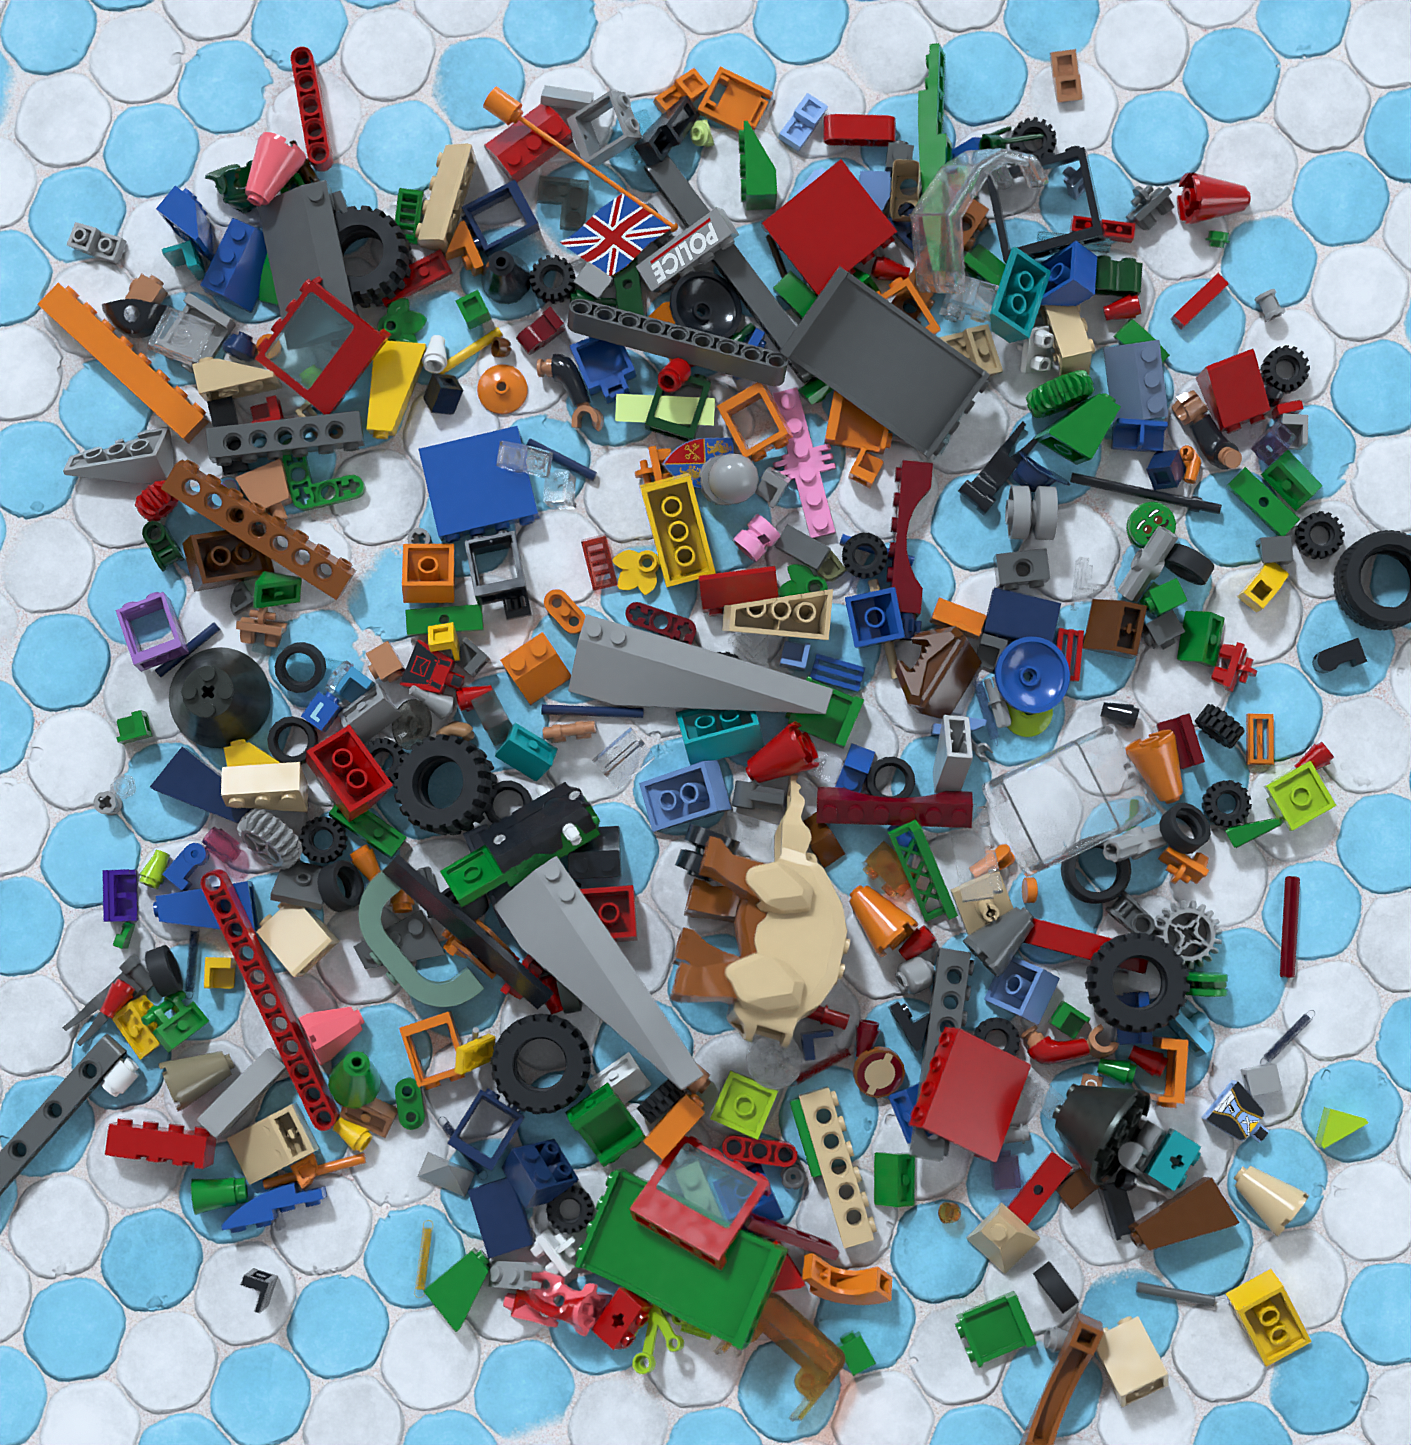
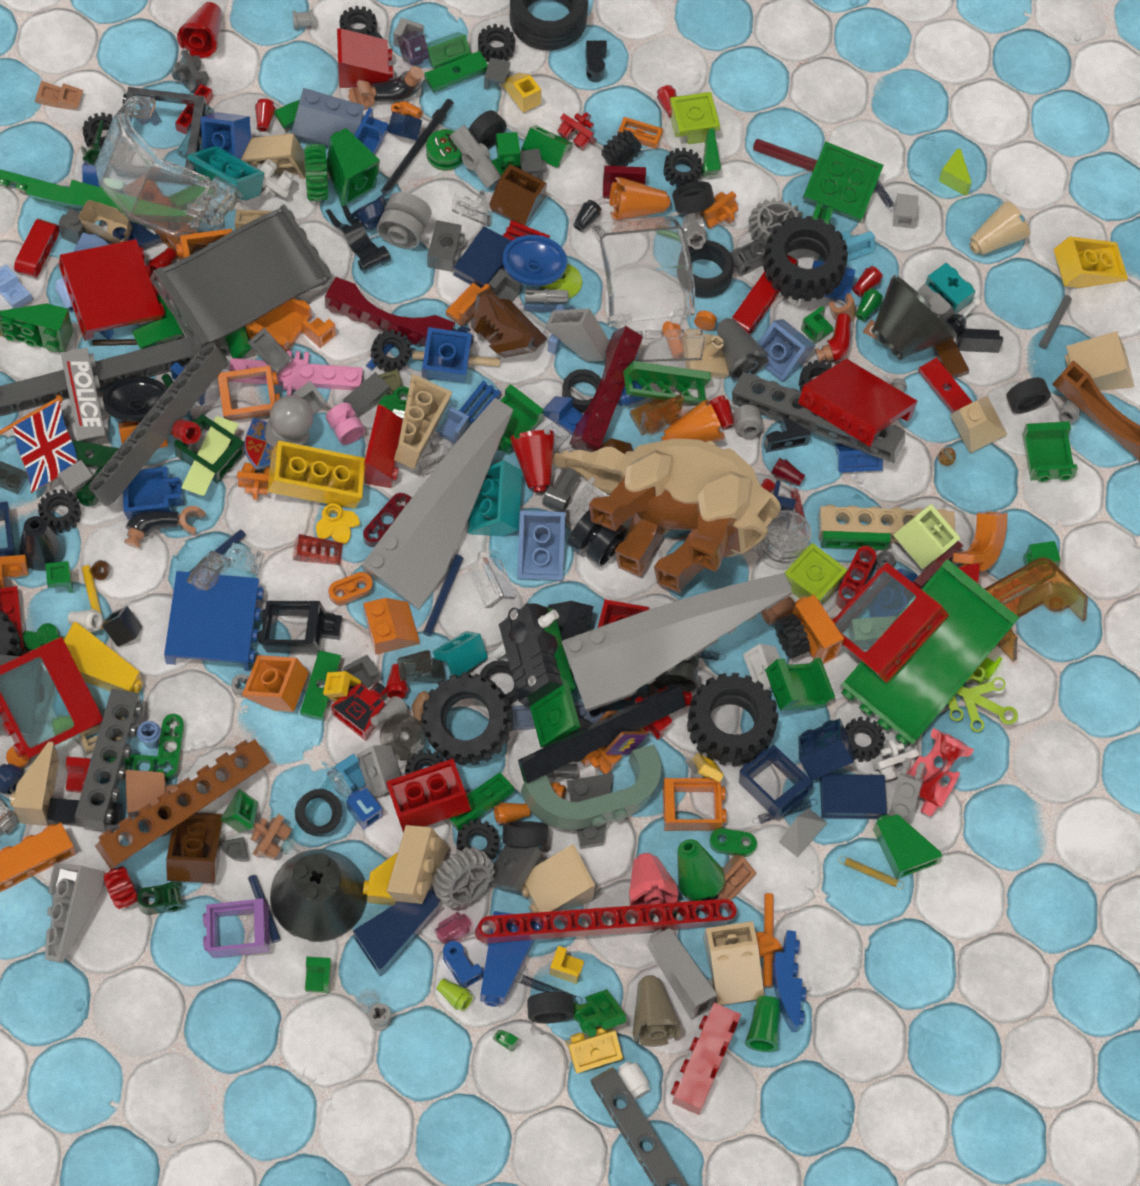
camera: 80 degrees left, 20 degrees down
(117, 997) = (560, 1056): red cone -> none
(120, 895) = (467, 1033): dark purple hinge -> none
(133, 974) = (557, 1066): dark grey flag -> none
(262, 1282) = (864, 1004): black panel -> none
(282, 724) = (375, 824): black tyre -> none
(323, 462) = (149, 734): none -> medium blue cone
(353, 1134) = (747, 894): yellow cone -> none
(385, 663) = (340, 742): nougat brick -> none
(502, 401) = (140, 590): orange dish -> none
(541, 331) = (100, 531): dark red leg -> none
(559, 732) = (454, 614): nougat plate -> none
(611, 1325) = (954, 715): red brick -> none
(812, 427) = (270, 351): none -> dark grey tile
(825, 1218) = (926, 536): none -> yellowish green slope
(878, 1072) = (818, 470): tile -> none
(894, 1179) = (908, 489): green panel -> none
(1005, 1172) = (927, 406): clear purple brick -> none
(1041, 1094) = (874, 362): clear slope -> none
(1118, 277) = (239, 103): dark green brick -> none
(1175, 1071) = (884, 258): orange panel -> none
(1187, 1215) = (997, 292): reddish brown slope -> none
(1199, 301) = (280, 64): red piece -> none
(1217, 239) = (236, 36): green plate -> none
(1237, 1113) = (926, 235): torso -> none
(1272, 995) = (843, 181): none -> green plate
(1292, 407) = (390, 28): red tile -> none

